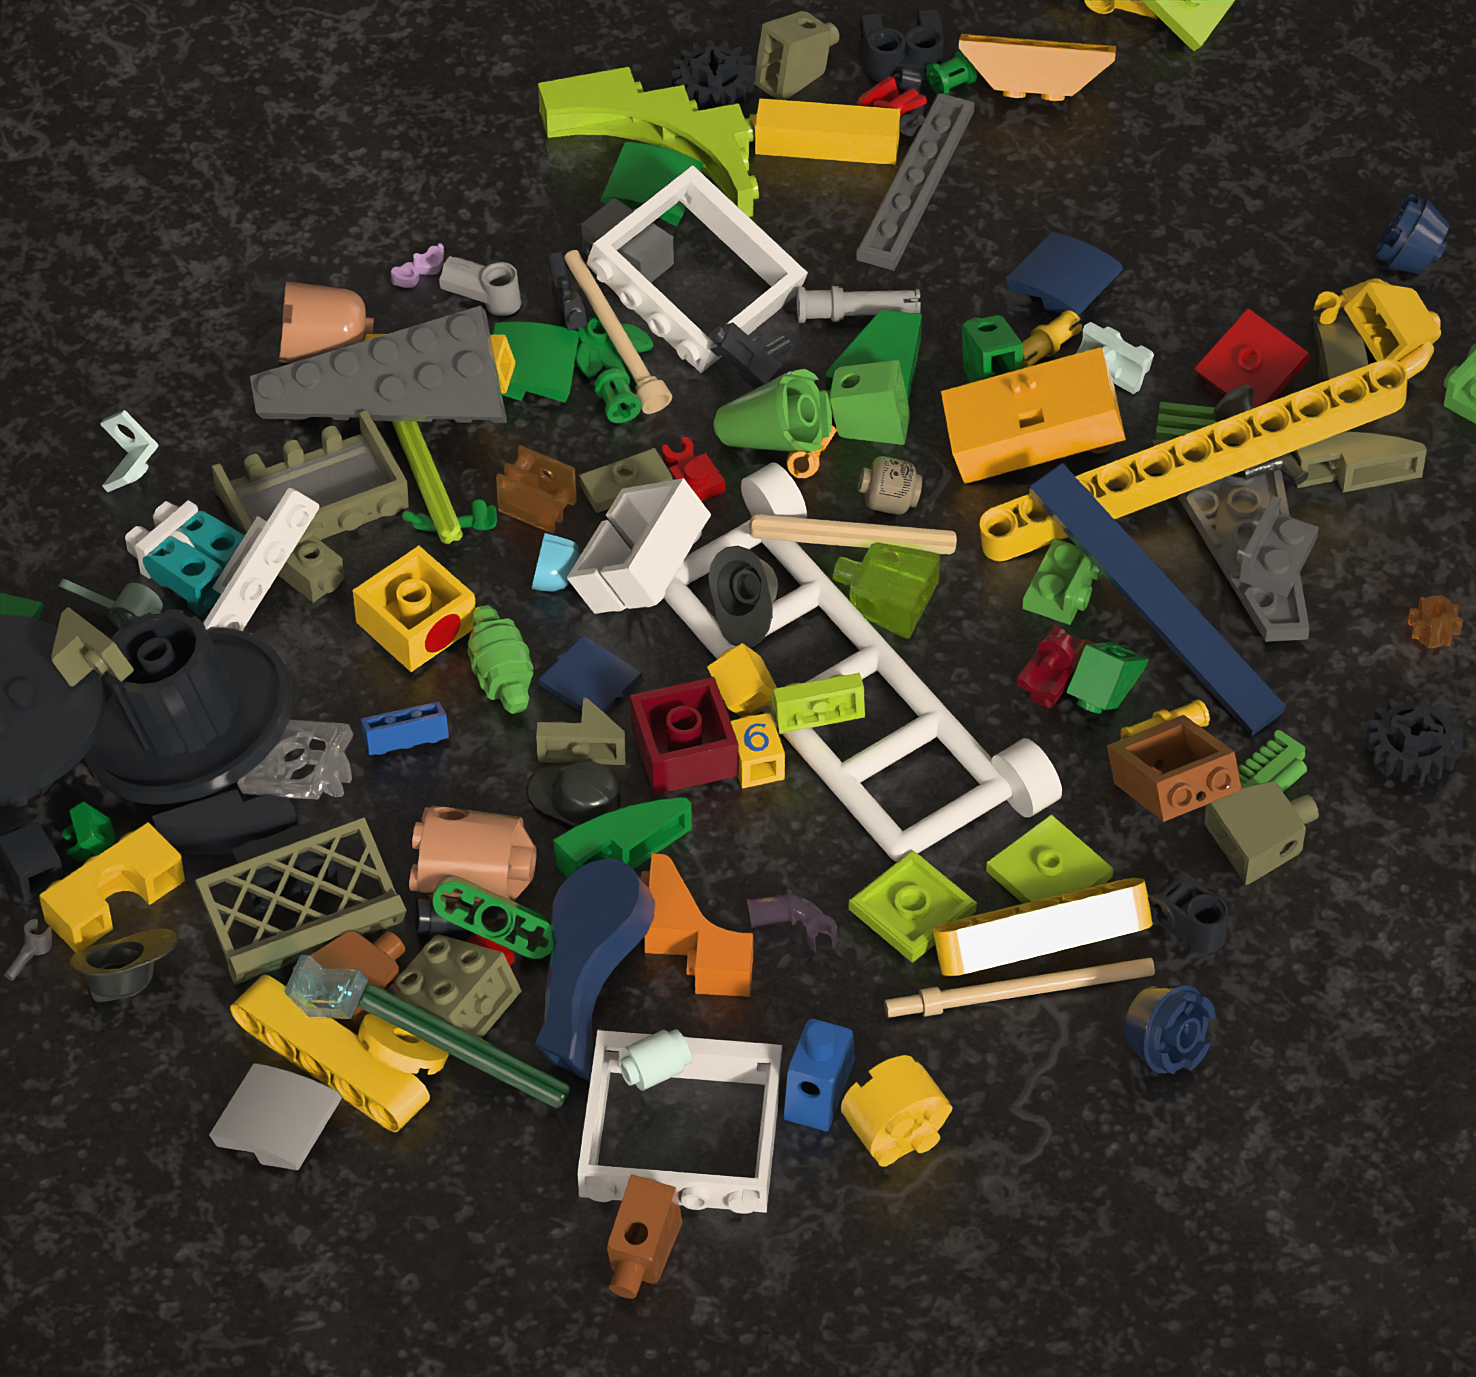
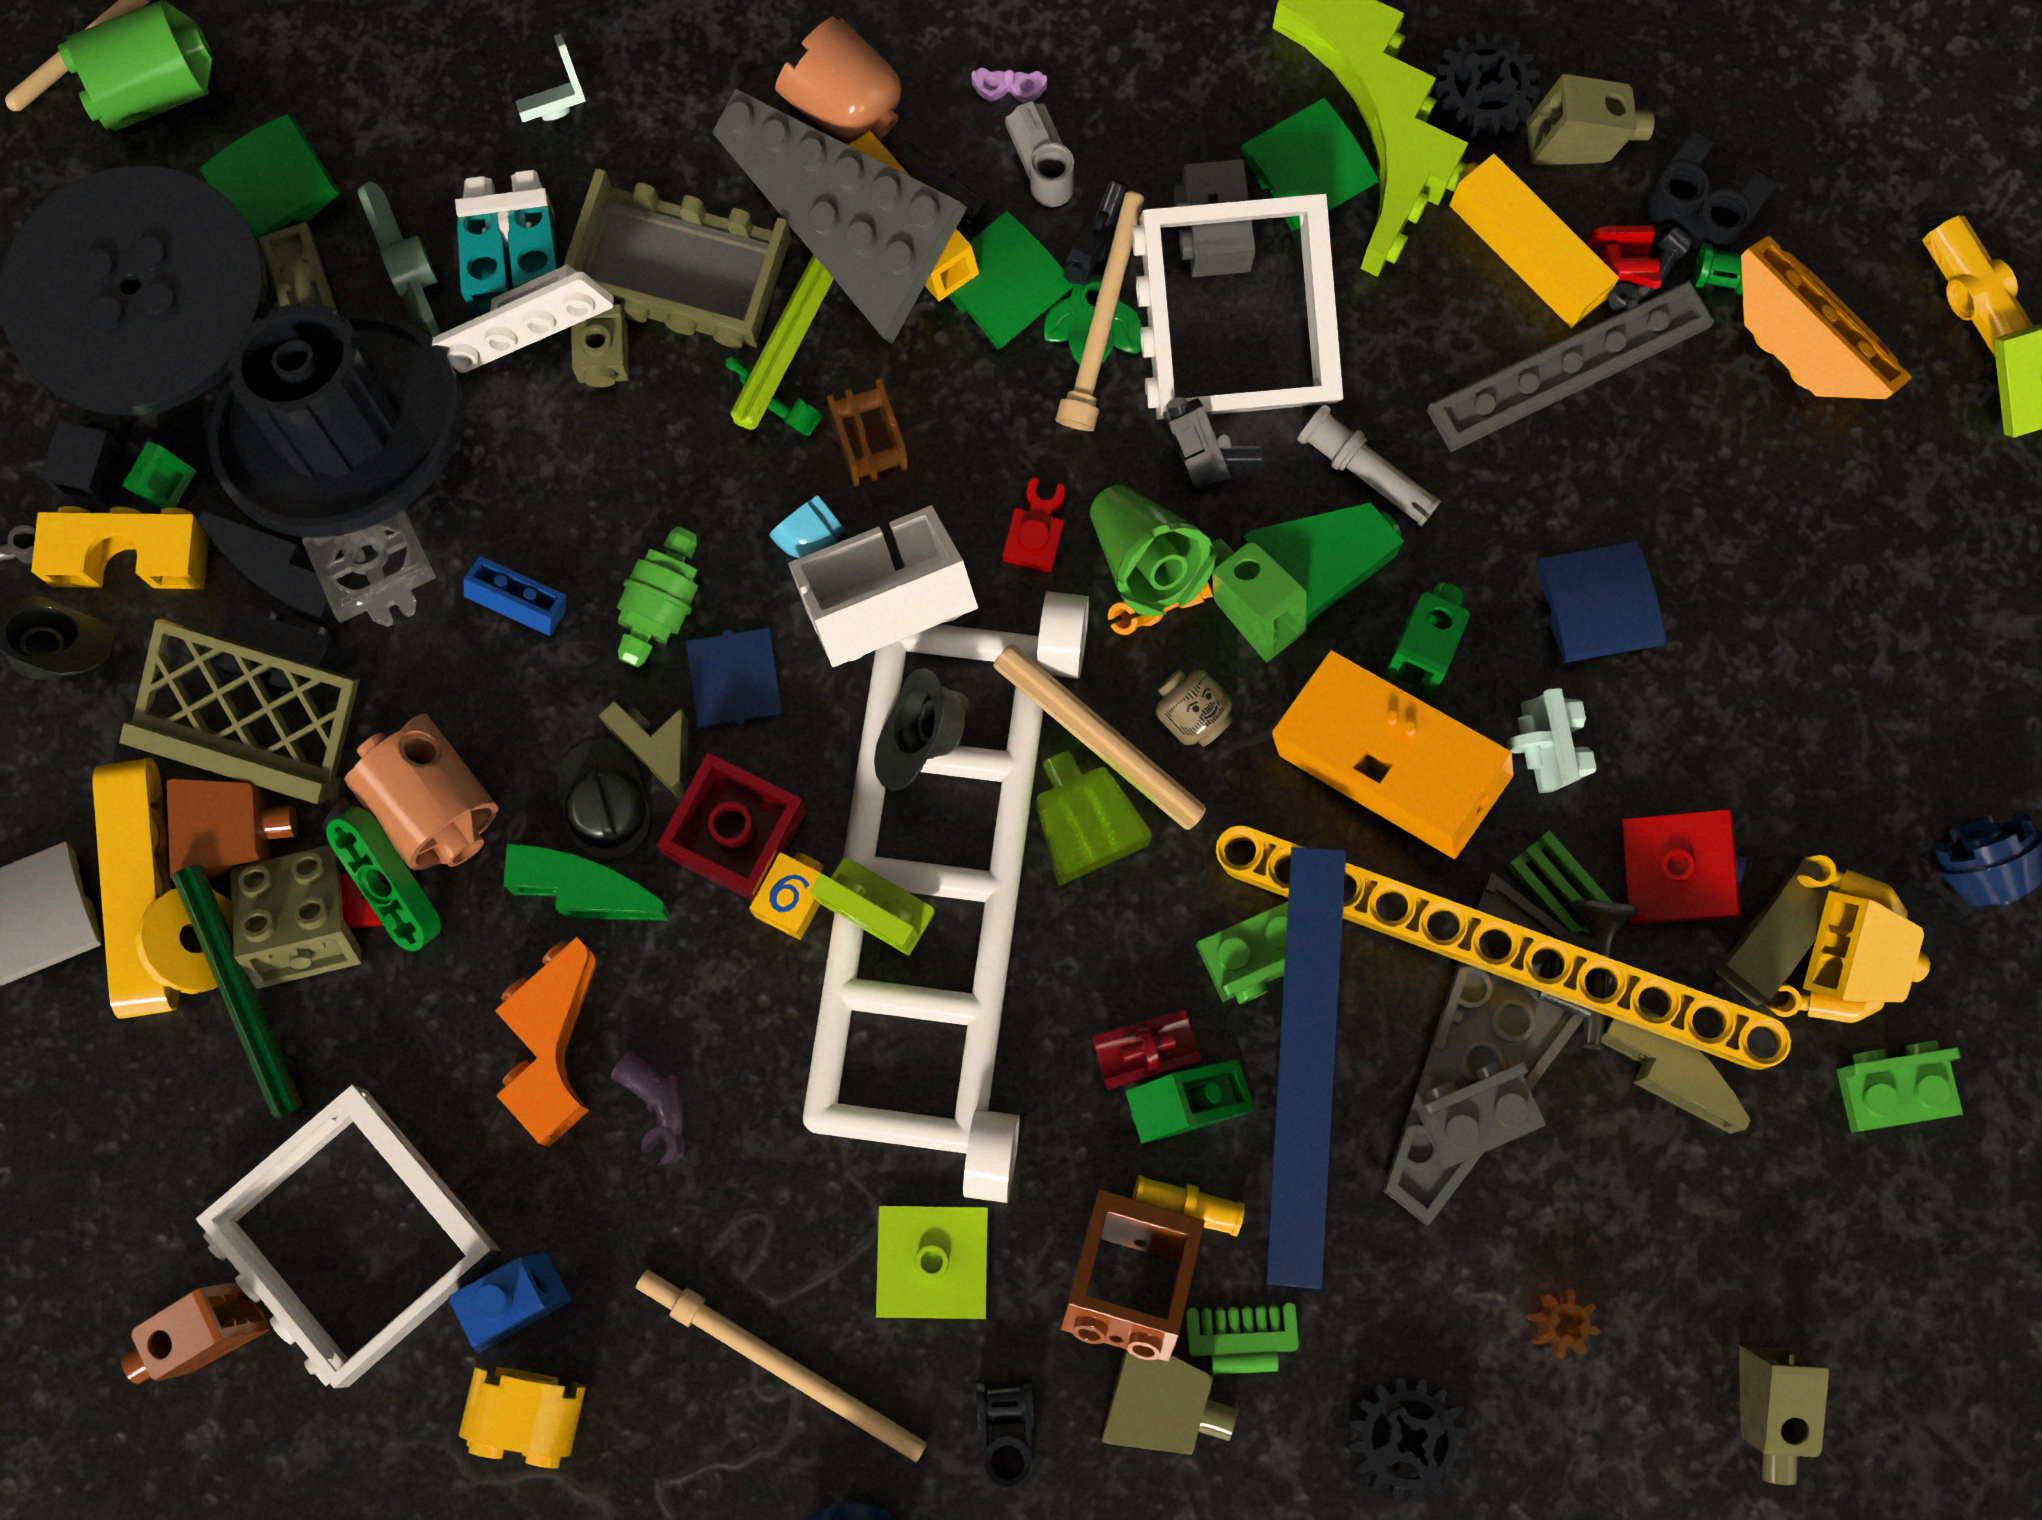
camera: 40 degrees right, 25 degrees up
(83, 648) = (233, 305): olive slope -> none
(325, 991) = (152, 837): clear light blue bracket -> none
(414, 608) = (631, 476): yellow brick -> none
(593, 926) = (457, 972): dark blue animal -> none
(606, 482) = (967, 486): olive plate -> none
(618, 395) = (1044, 386): green bush -> none
(654, 1059) = (354, 1171): light aqua brick -> none
(743, 680) = (837, 817): yellow brick -> none
(909, 903) = (768, 1191): lime plate -> none
(1042, 926) = (852, 1330): beam -> none
(1046, 339) = (1508, 663): yellow pin -> none

